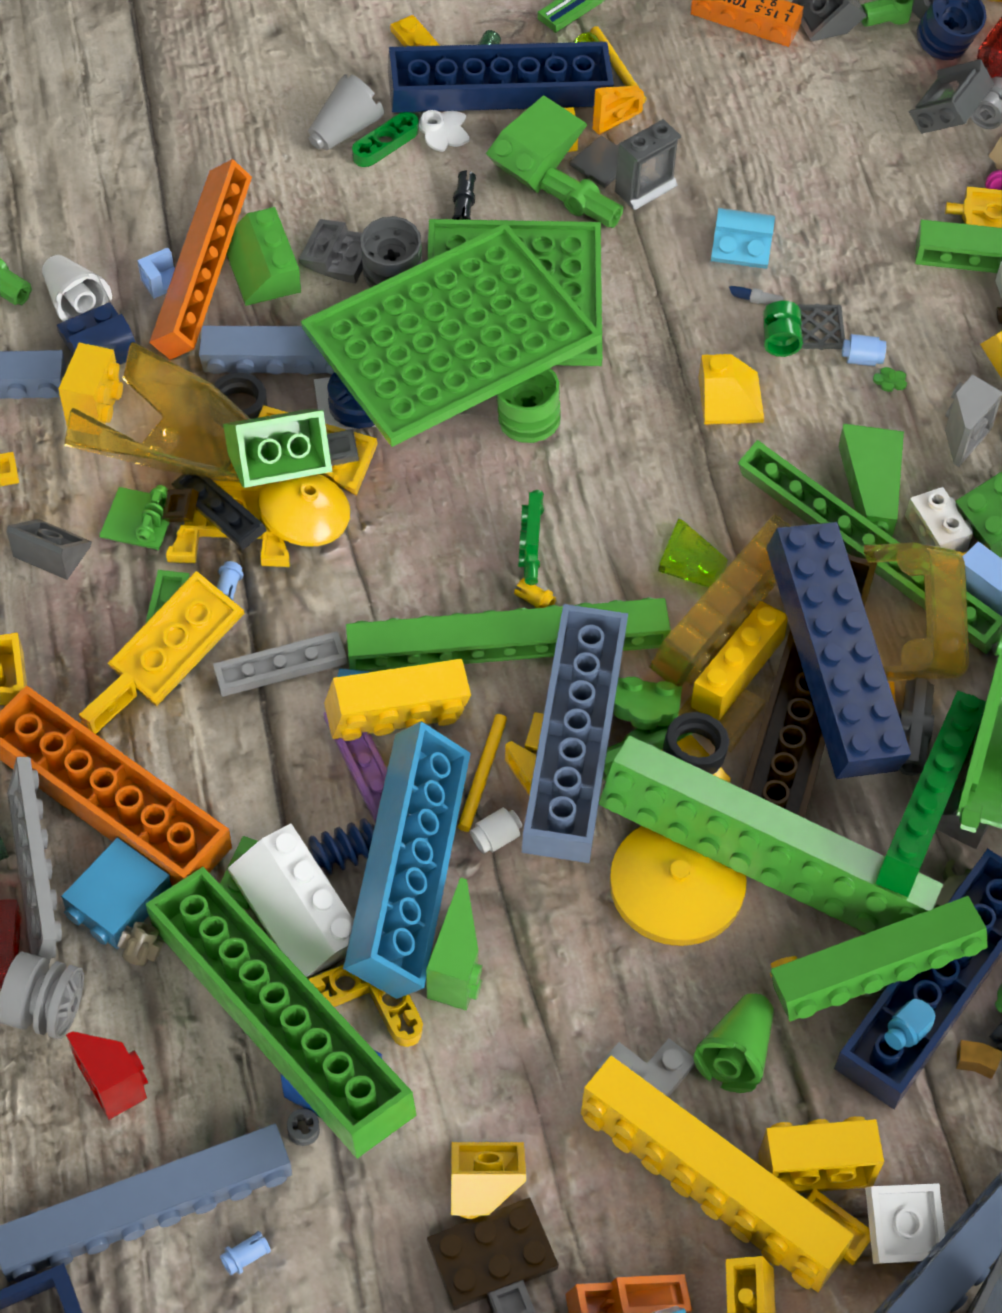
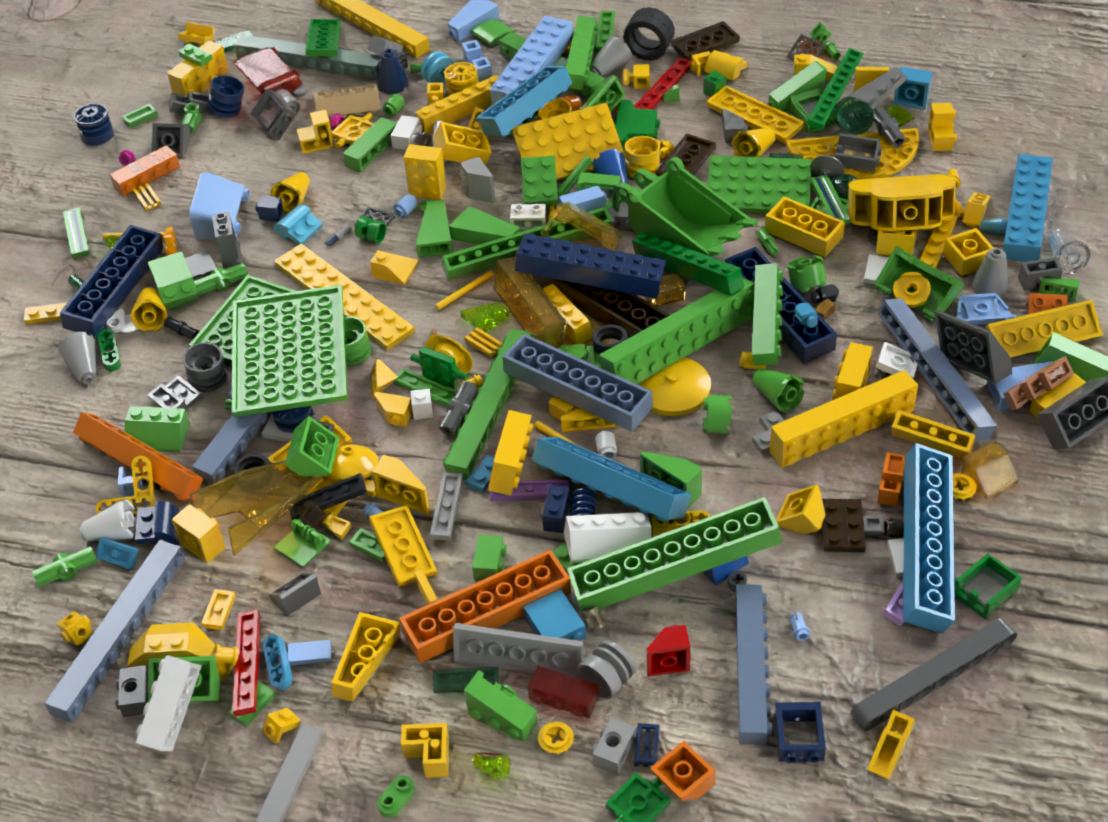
camera: 60 degrees left, 10 degrees down
(33, 317) = (116, 553): none -> dark azure plate
(132, 292) = (139, 494): none -> yellow beam
(202, 758) = (488, 556): none -> bright green brick
(282, 583) = (399, 485): none -> yellow slope
(330, 807) = (556, 508): none -> dark blue brick
(433, 518) = (394, 408): none -> yellow slope
(457, 548) = (421, 404): none -> white brick
(466, 141) = (148, 311): none -> yellow cone
(471, 597) = (458, 408): none -> dark grey piece
(485, 477) = (380, 377): none -> yellow slope
(501, 547) = (411, 381): none -> bright green tile
(570, 535) = (452, 348): none -> yellow hat
(627, 967) = (718, 414): none -> bright green brick
(632, 361) = (313, 272): none -> yellow plate
(640, 558) = (486, 341): none -> yellow tile
(703, 27) = (143, 190): none -> yellow tile
(719, 118) = (213, 197): none -> light blue windscreen
(724, 503) = (464, 290): none -> yellow bar
(753, 186) = (269, 208): none -> dark blue brick
(806, 195) = (291, 190): none -> yellow cone
(818, 414) = (434, 231): none -> bright green slope
(883, 794) = (671, 291): none -> clear yellow brick
(933, 339) = (425, 172): none -> yellow brick
(947, 169) = (316, 136): none -> yellow brick

